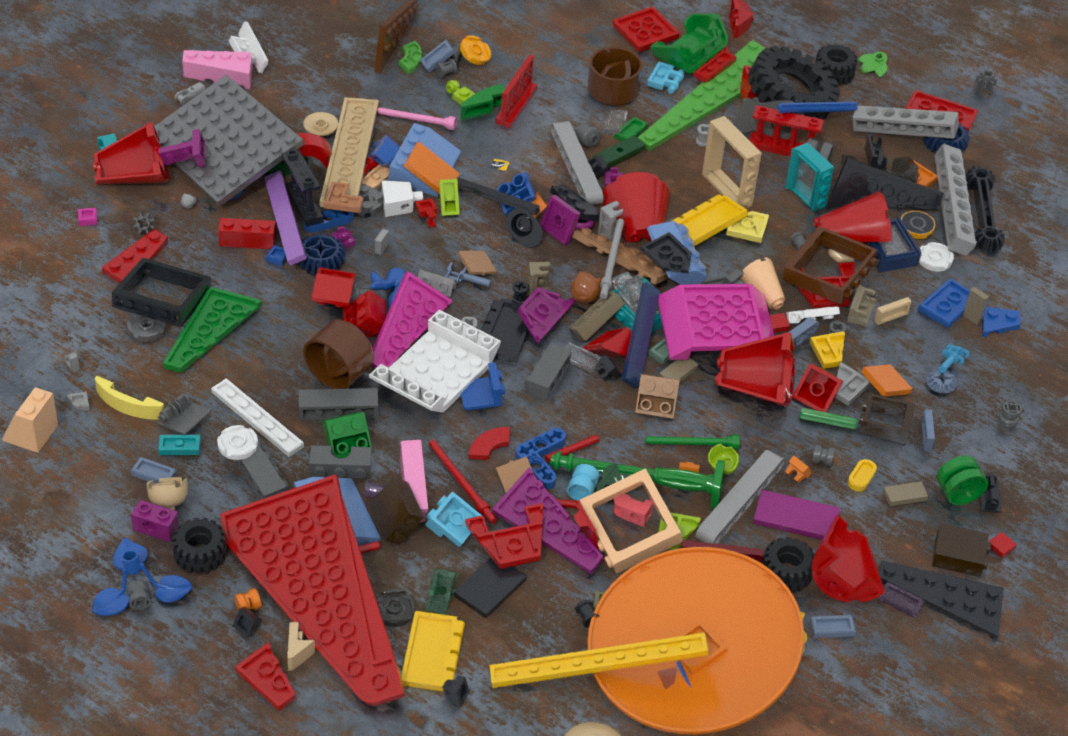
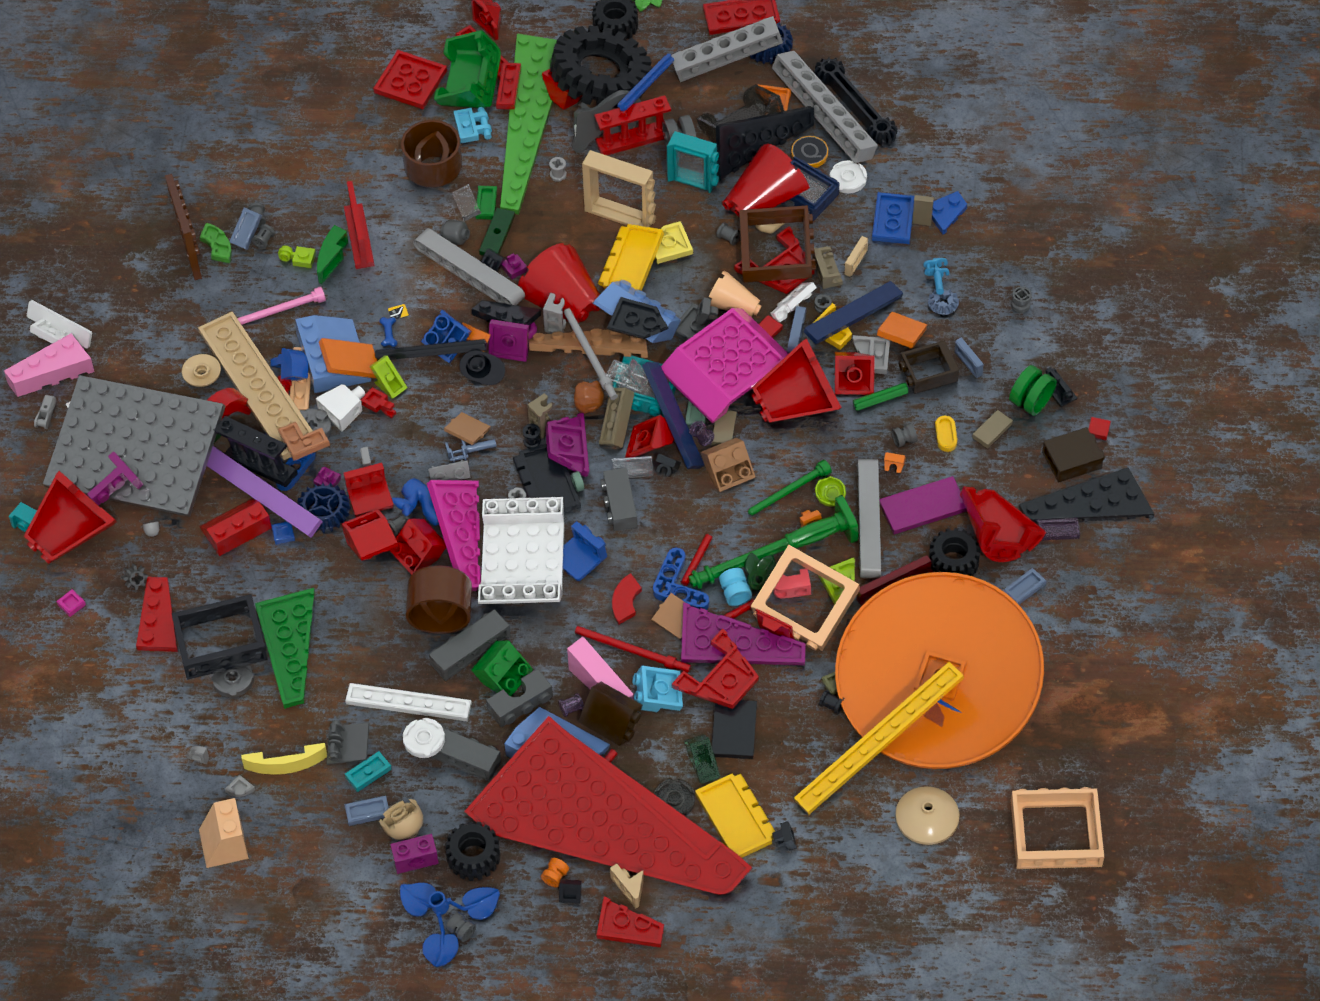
camera: 30 degrees left, 10 degrees up
(365, 257) = (368, 489): none -> red bracket
(475, 50) = (274, 200): light orange tile -> none
(476, 176) = (389, 340): none -> blue piece
(526, 341) = (577, 481): none -> sand green tile
(654, 362) = (699, 430): none -> clear purple bush
(855, 346) = (853, 312): none -> dark blue tile
(875, 153) = (719, 97): black hinge -> none

